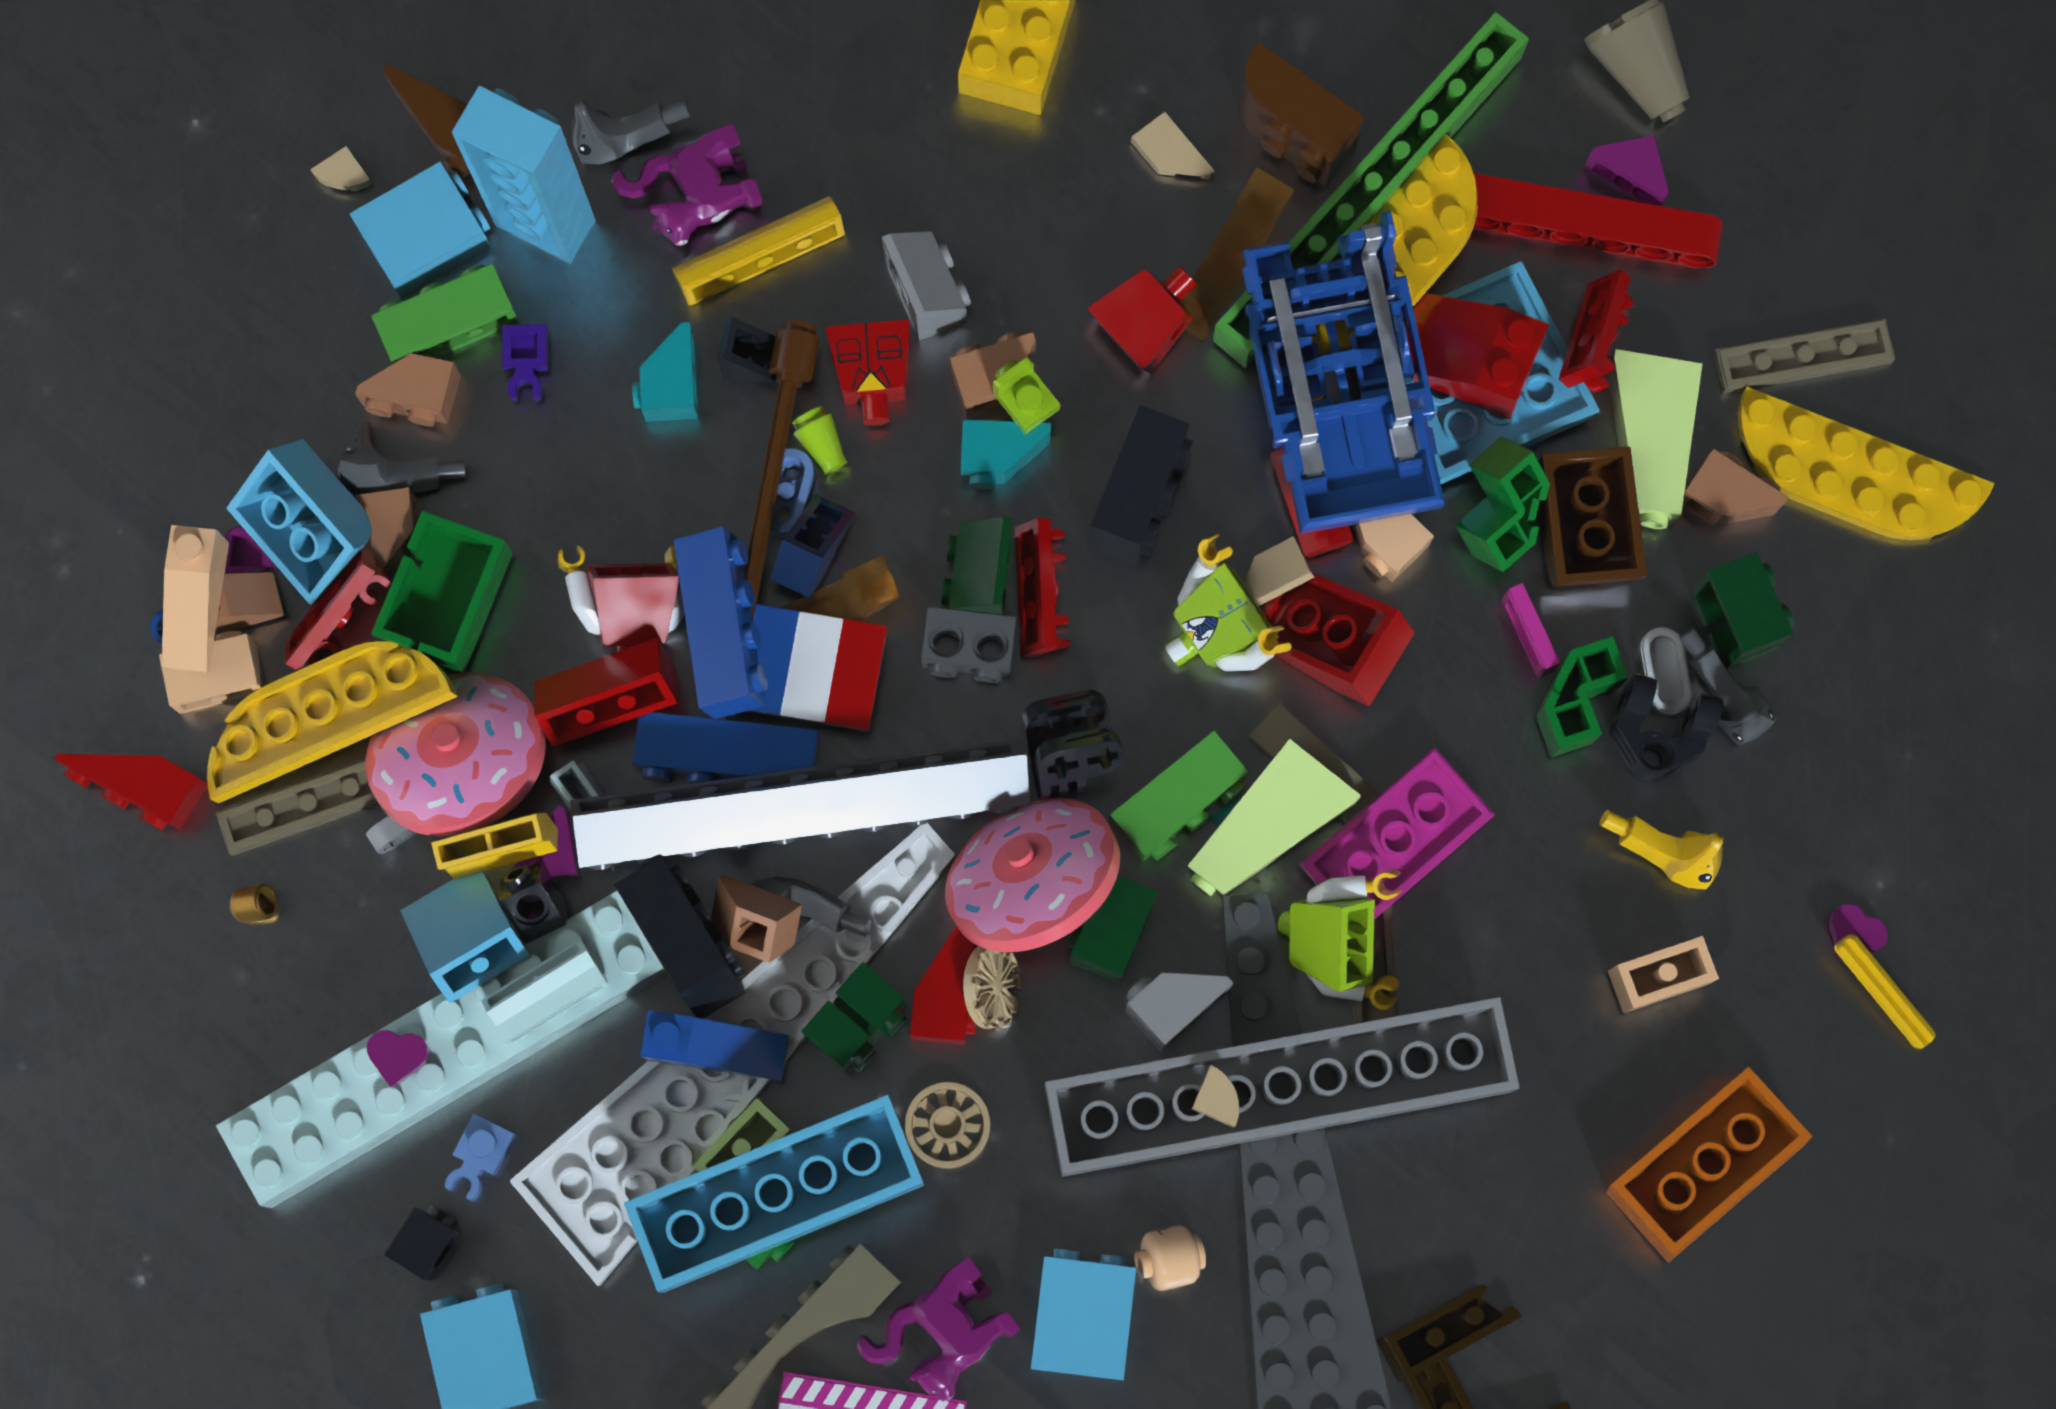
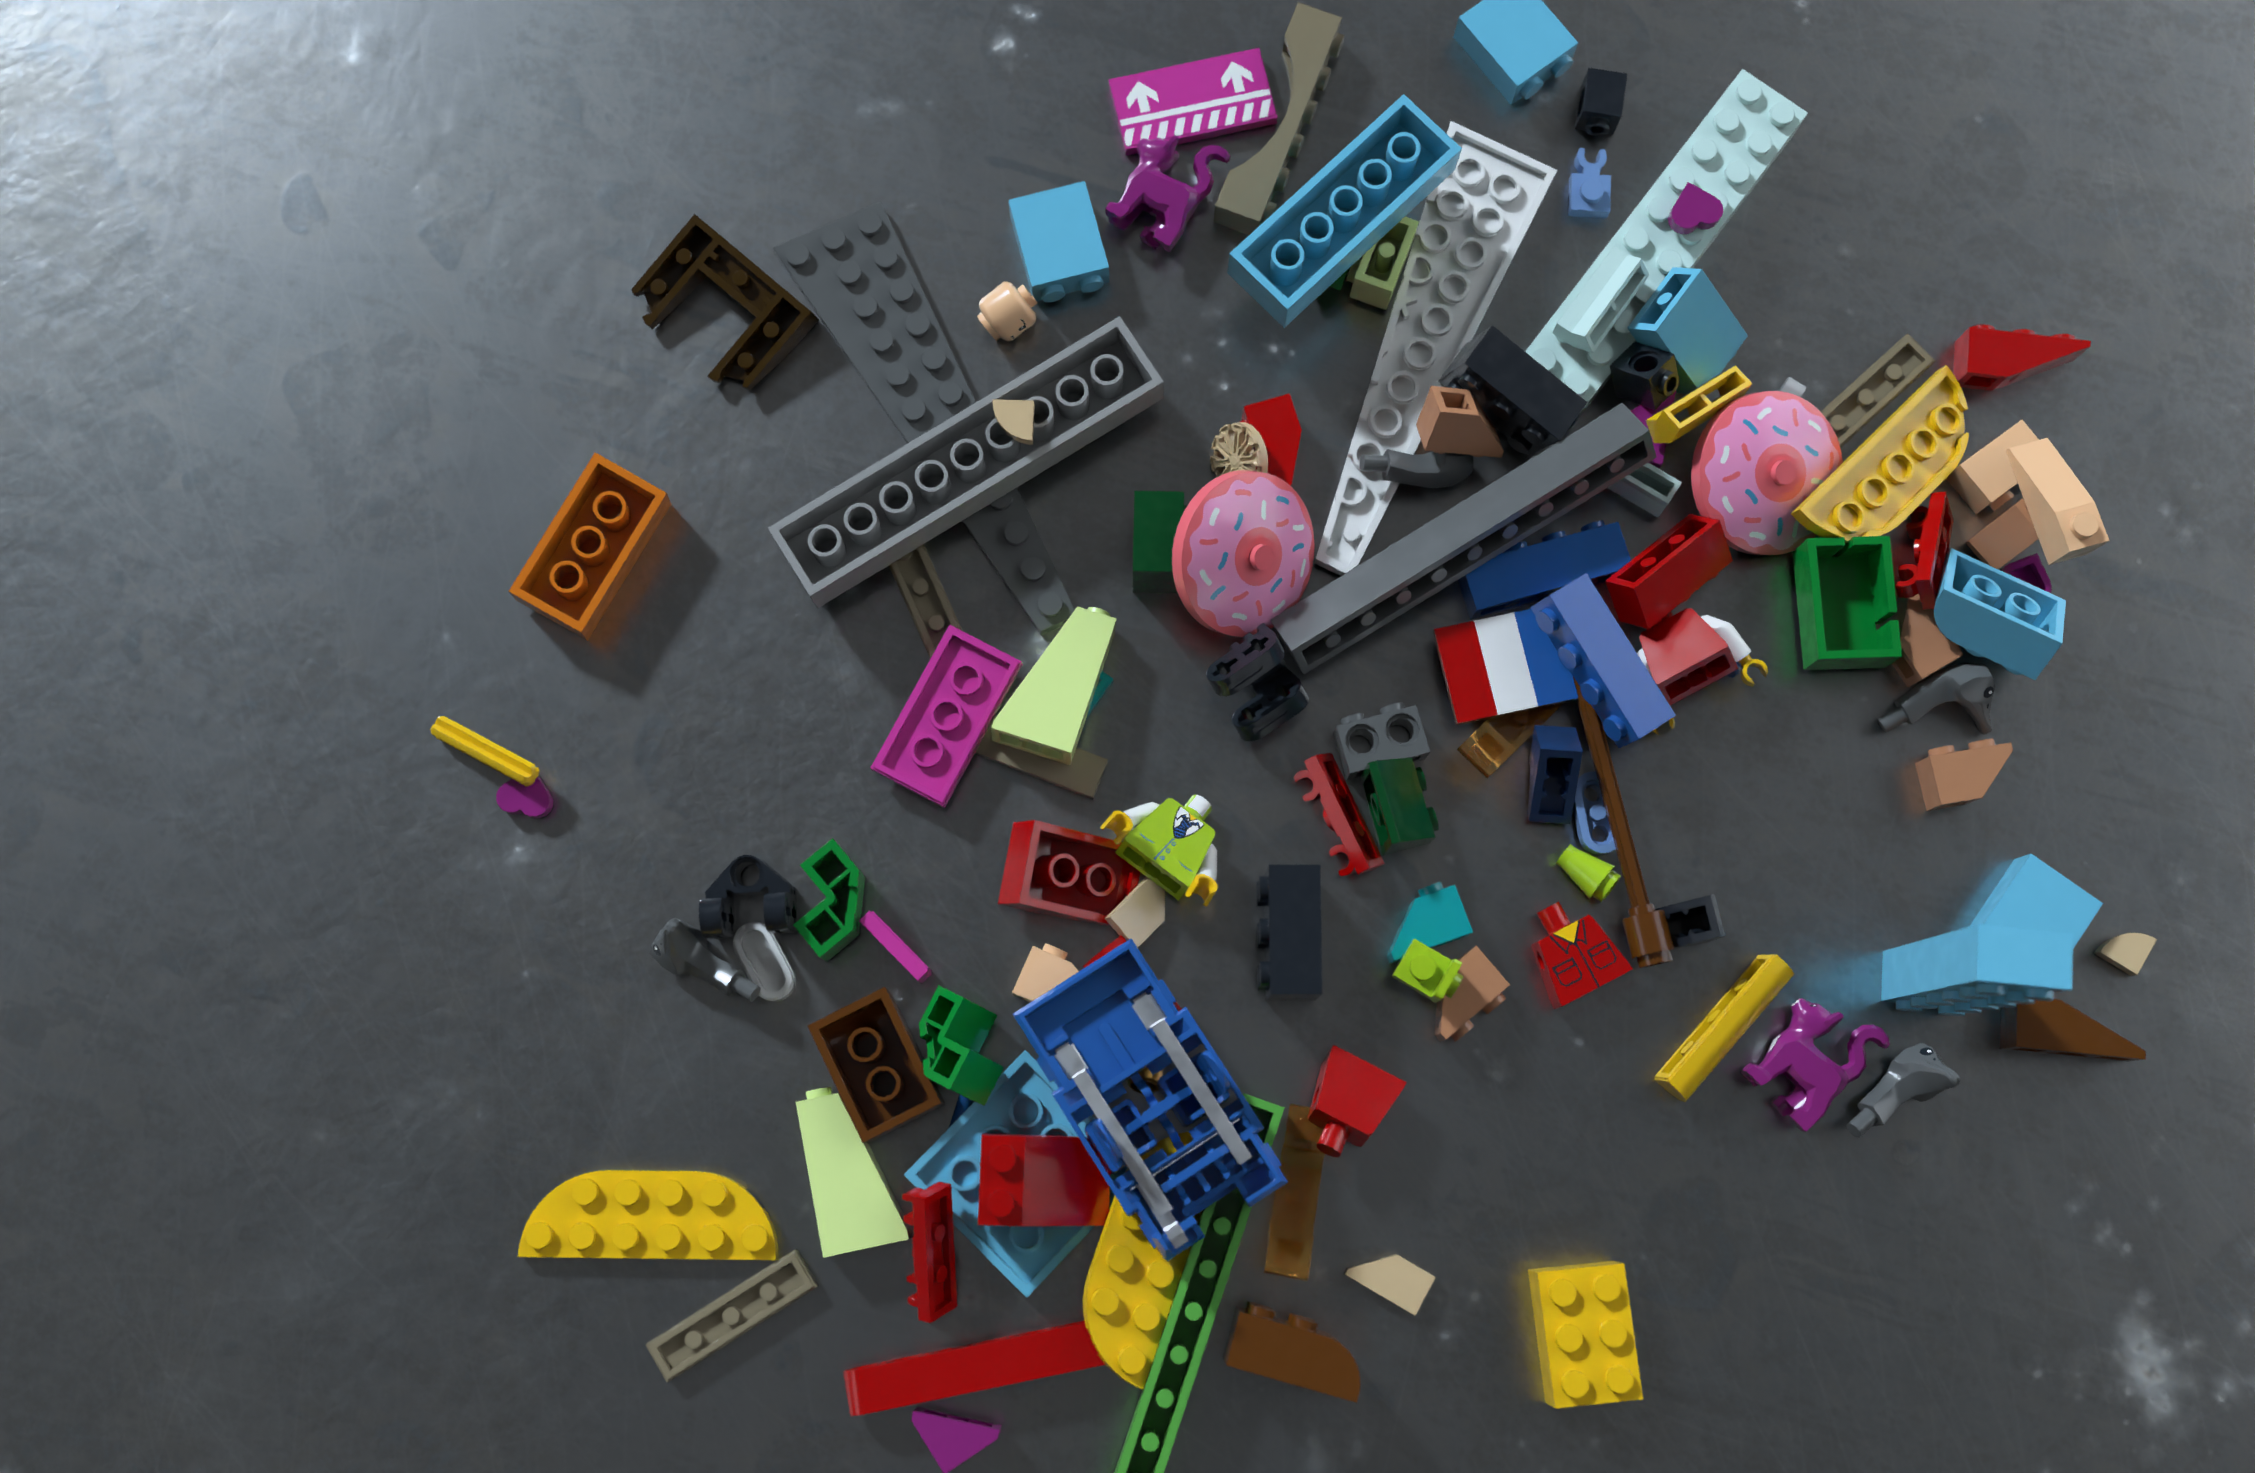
camera: 160 degrees right, 0 degrees up
(246, 906) = (1875, 302): pearl gold piece -> none
(446, 315) = (1968, 850): bright green brick -> none
(525, 354) = (1881, 848): dark purple plate -> none
(669, 379) = (1745, 874): teal slope -> none
(713, 1045) = (1445, 322): blue slope -> none
(857, 1021) = (1337, 387): dark green piece -> none
(924, 282) = (1563, 1050): light grey slope -> none
(947, 1125) = (1228, 350): tan wheel -> none
(1173, 1003) = (1082, 501): light grey slope -> none
(1179, 798) = (1145, 679): bright green brick -> none
(1335, 937) = (968, 605): lime torso -> none
(1663, 974) = (679, 686): light nougat brick -> none
(1686, 859) = (691, 799): yellow animal -> none
(1728, 493) = (759, 1145): nougat slope -> none
(1746, 599) = (704, 1026): dark green piece -> none

